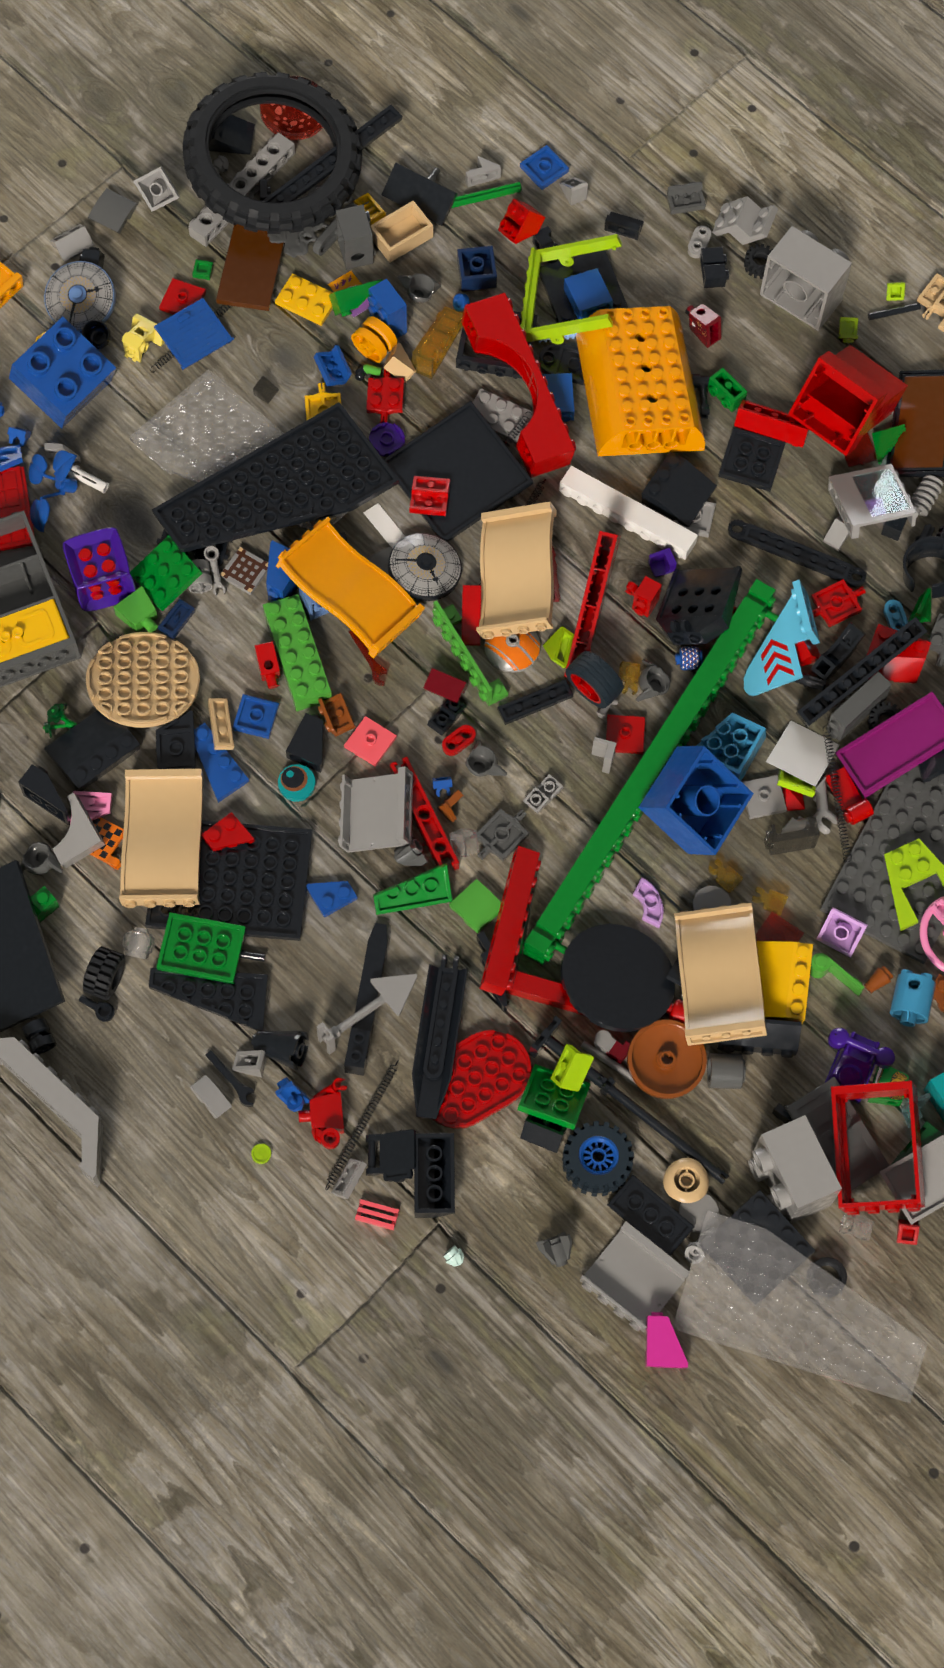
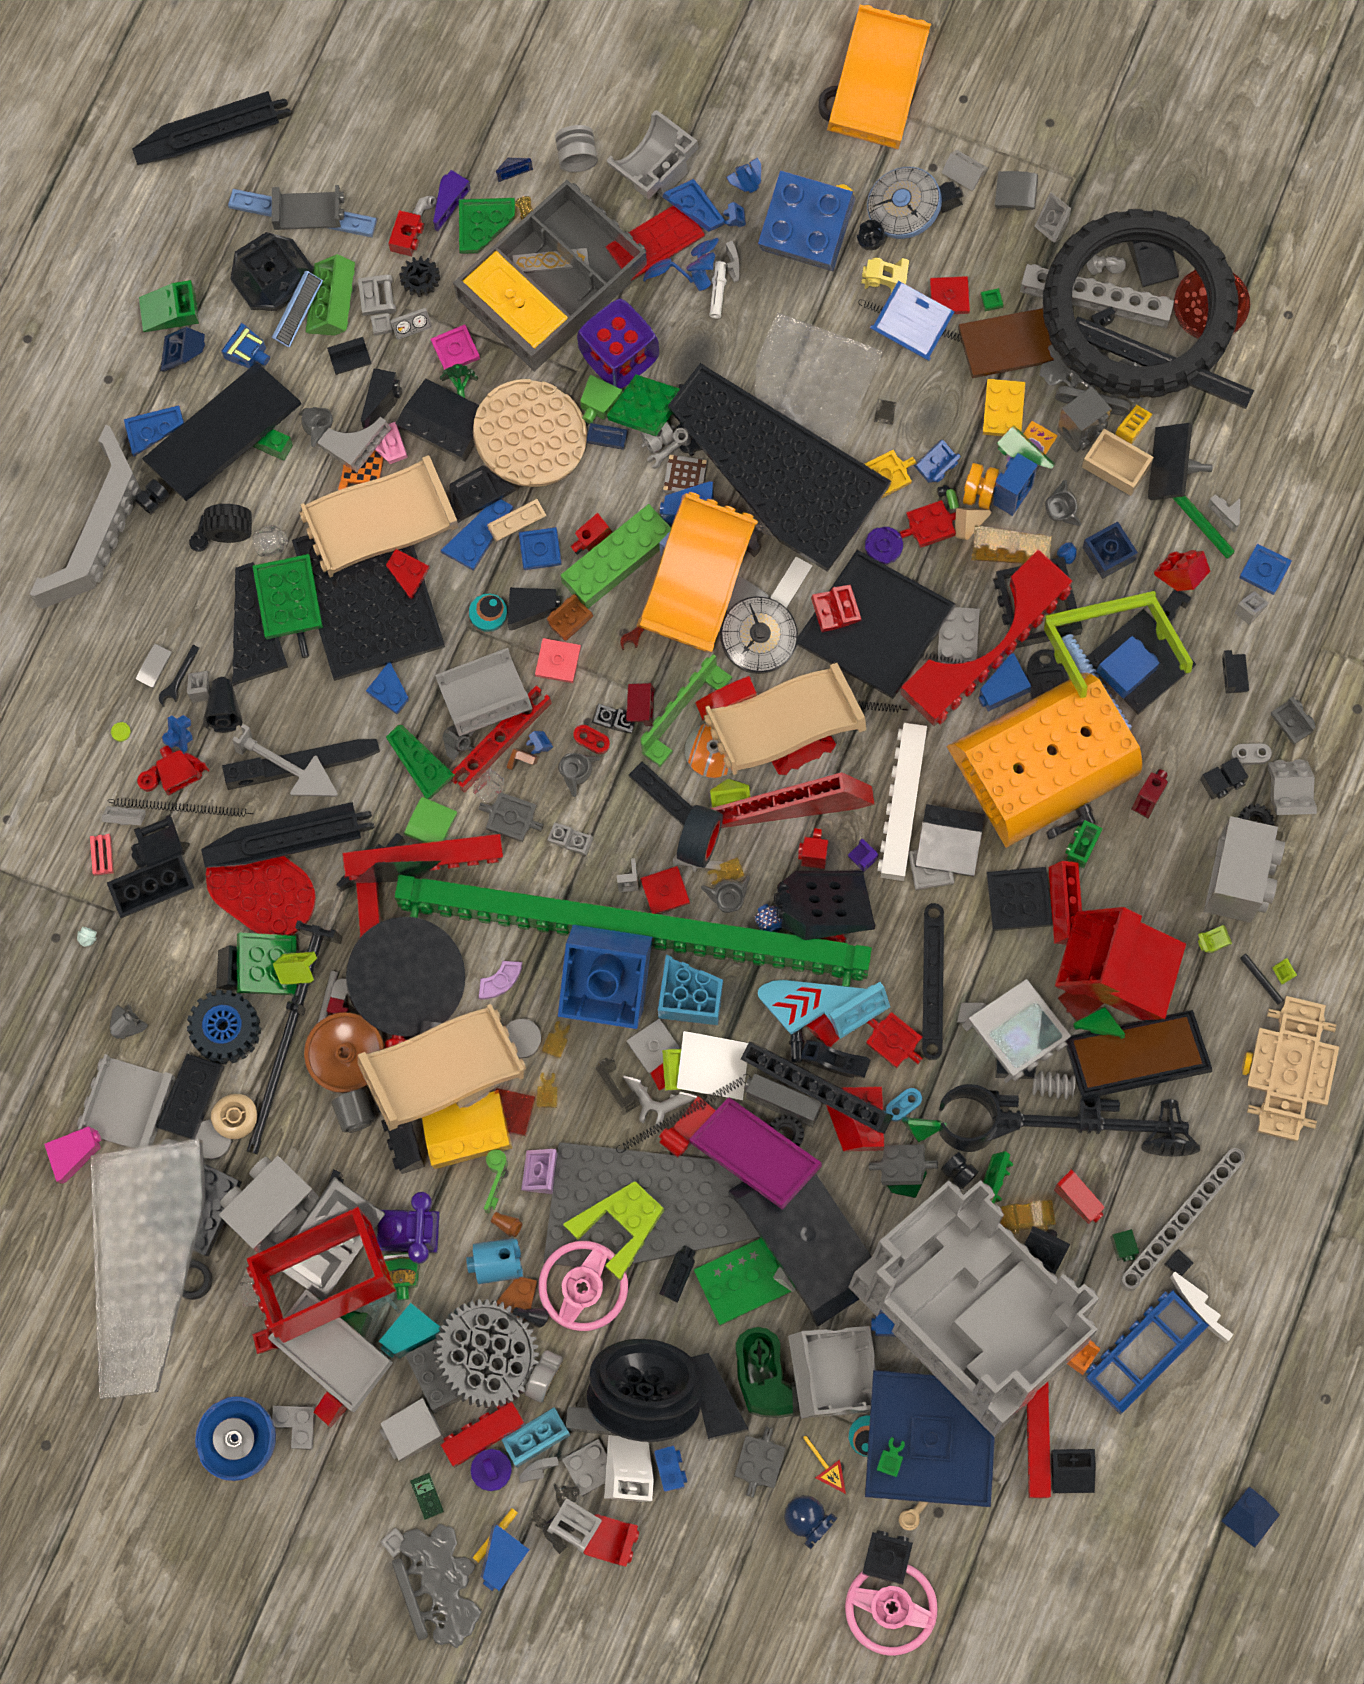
camera: 75 degrees right, 5 degrees up
(24, 715) = (455, 347): none -> dark pink tile

